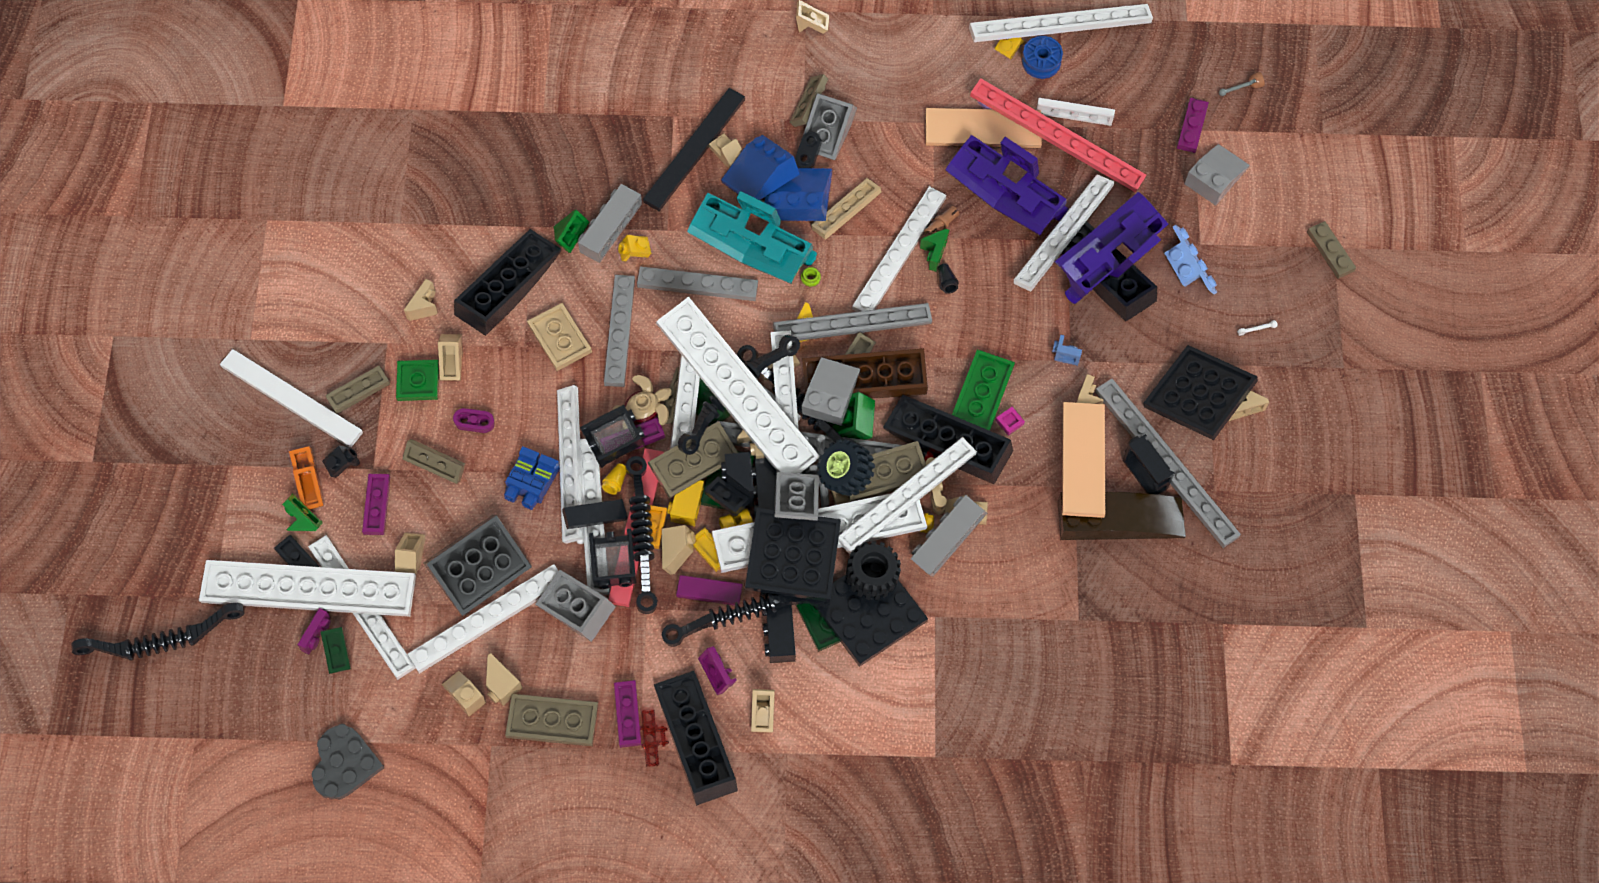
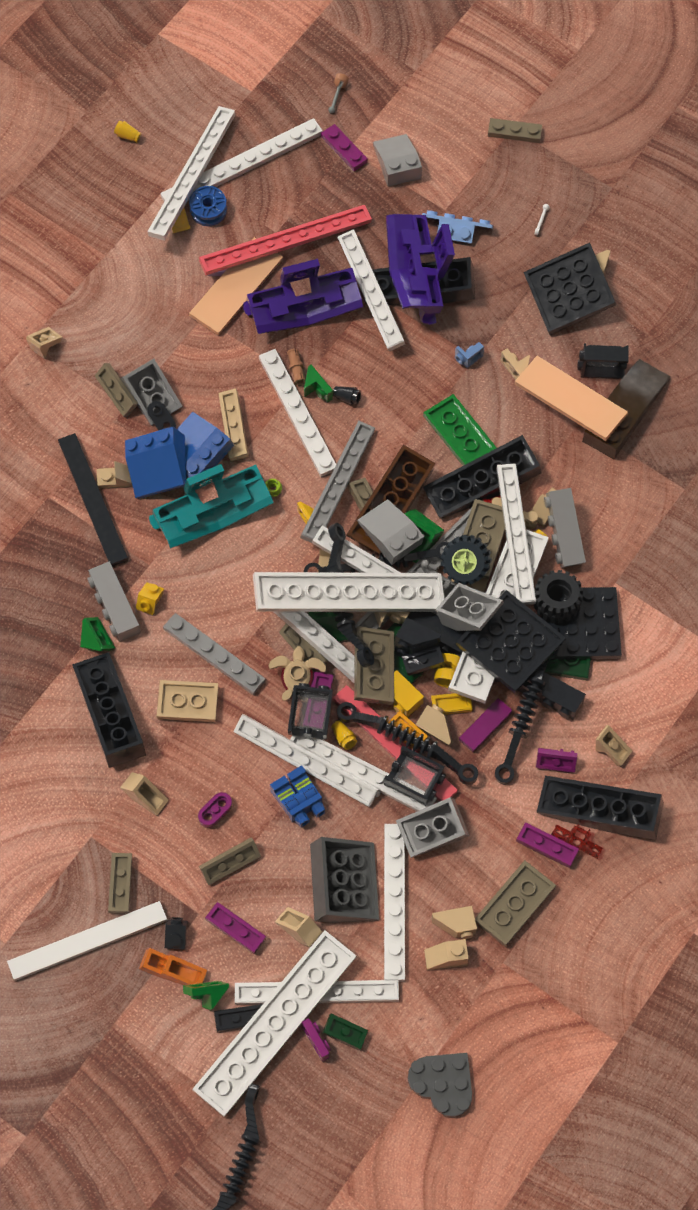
camera: 55 degrees left, 0 degrees up
(417, 380) = (146, 831): green plate -> none
(420, 305) = (79, 788): tan slope -> none
(594, 514) = (366, 766): black tile -> none
(697, 283) = (215, 572): light grey plate -> none
(1010, 421) = (497, 429): dark pink plate -> none
(1076, 111) = (273, 215): white tile -> none
(1126, 64) = (257, 156): none -> white plate
(1183, 481) = (637, 347): light grey plate -> none

